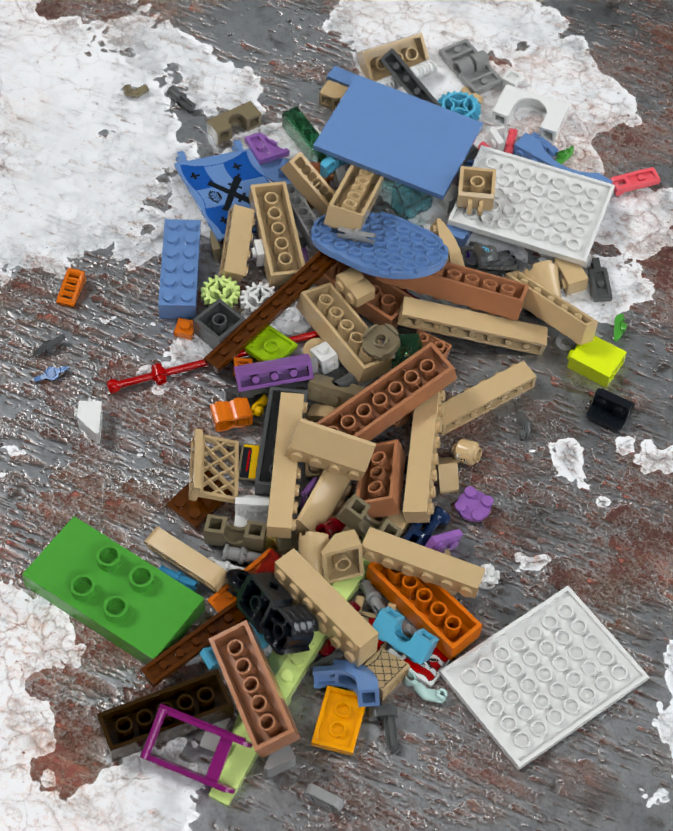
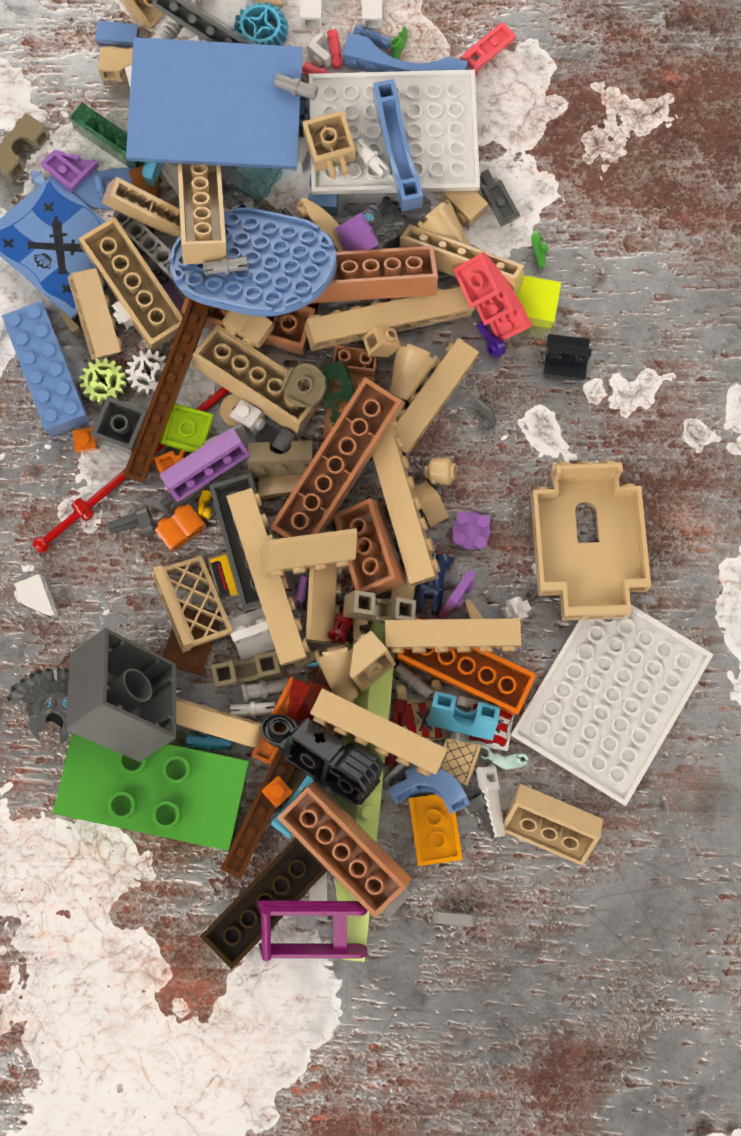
camera: 20 degrees left, 25 degrees up
(68, 488) = (44, 699): none -> dark grey piece
(126, 496) = (121, 696): none -> dark grey brick
(203, 396) = (142, 517): none -> dark grey piece
(215, 626) = (277, 791): none -> orange plate
(401, 713) = (490, 790): none -> white piece
(445, 757) = (552, 825): none -> tan slope
(457, 337) = (381, 341): none -> tan brick
(466, 144) = (295, 86): none -> light grey pin
(471, 255) = (357, 234): none -> medium lavender piece
(473, 368) = (410, 370): none -> tan cone
(505, 213) = (371, 159): none -> white pin
(529, 209) = (396, 145): none -> medium blue arch
(552, 380) = (495, 345): none -> dark purple plate
(562, 575) = (591, 576): none -> tan panel
(563, 338) = (492, 295): none -> coral slope

